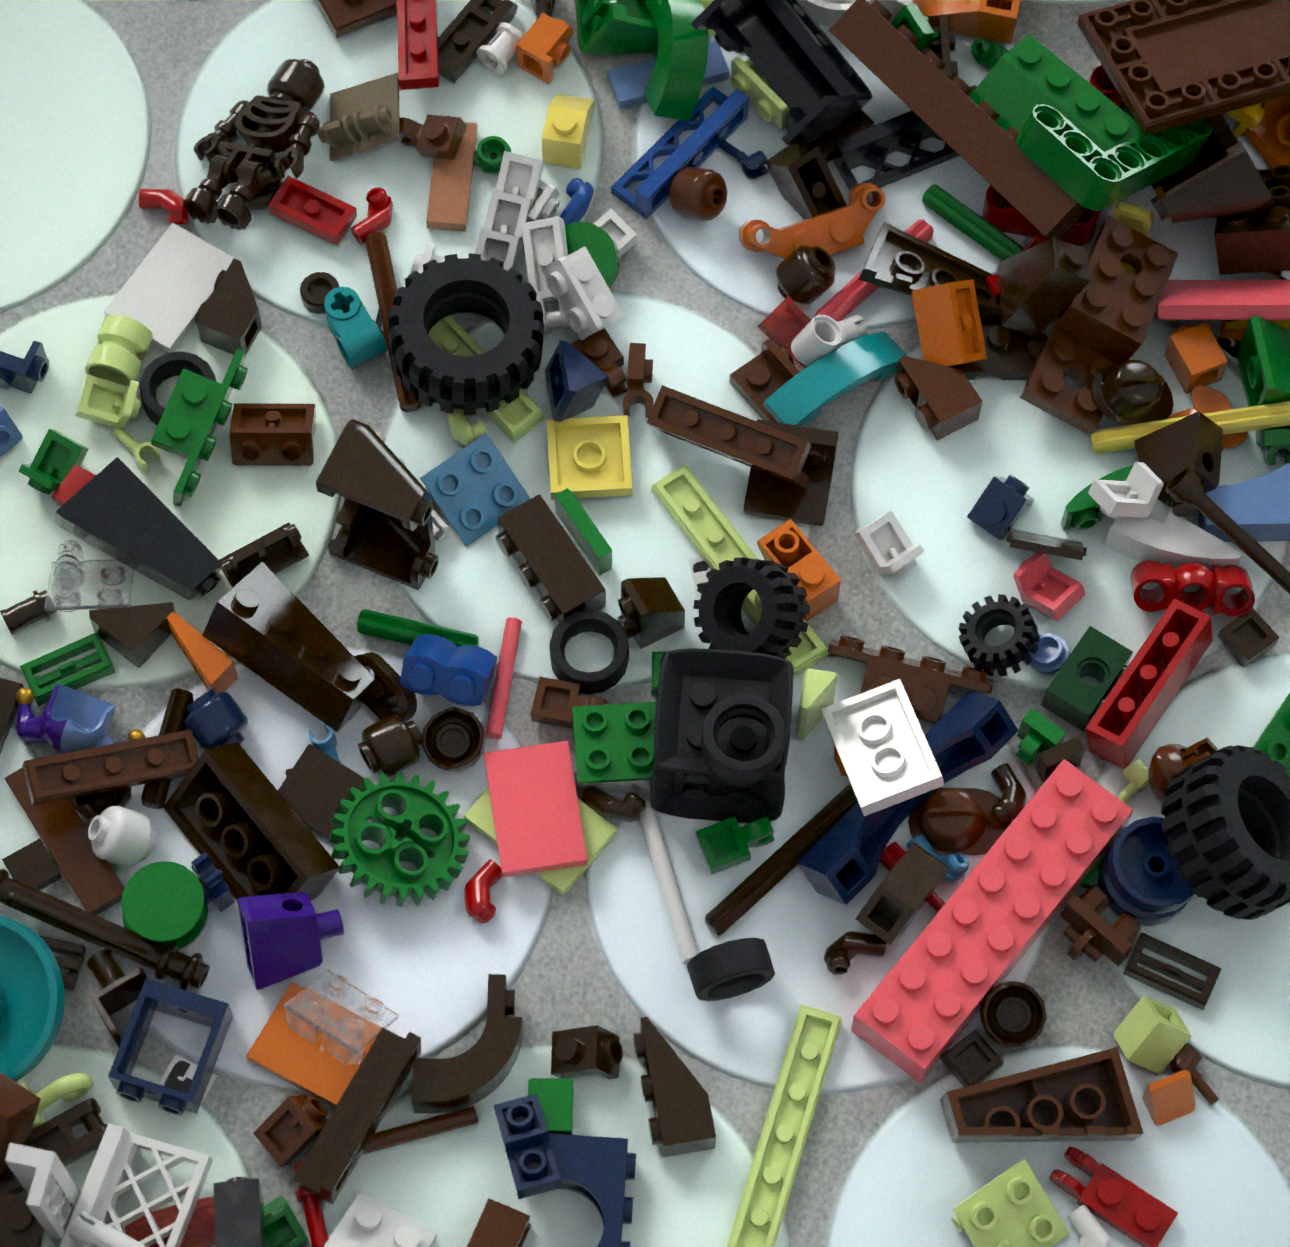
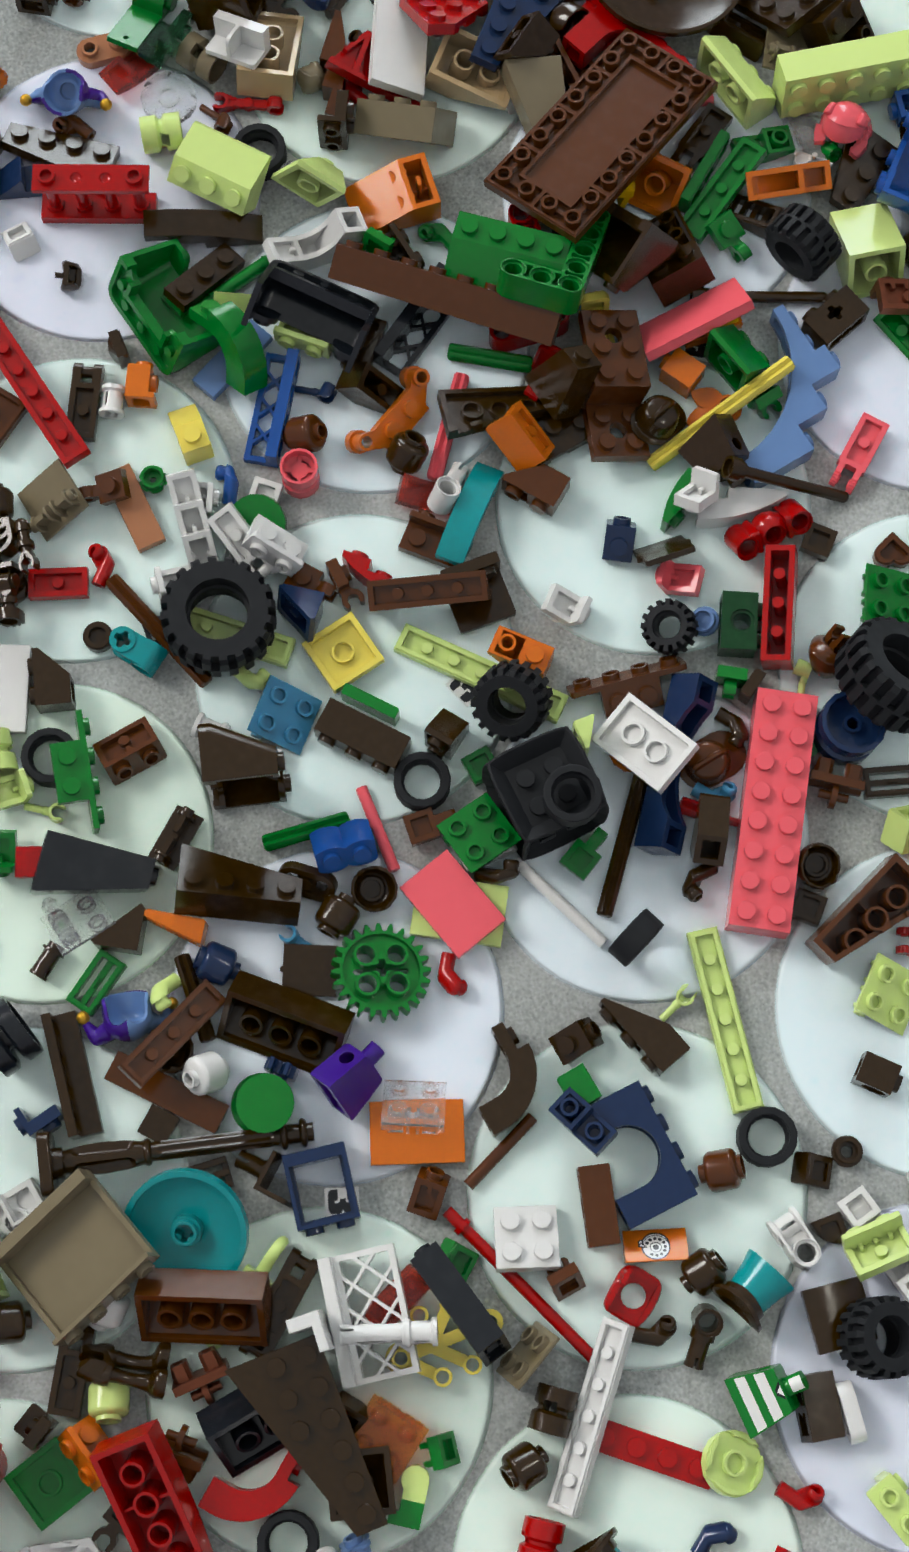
camera: 30 degrees left, 10 degrees up
(135, 715) = (162, 989): none -> yellowish green arm
(358, 1115) = (465, 1162): dark brown fence -> none
(664, 232) = (300, 473): none -> coral wheel
(671, 369) = (361, 567): none -> red slope
(742, 1079) = (677, 1003): none -> yellowish green hand

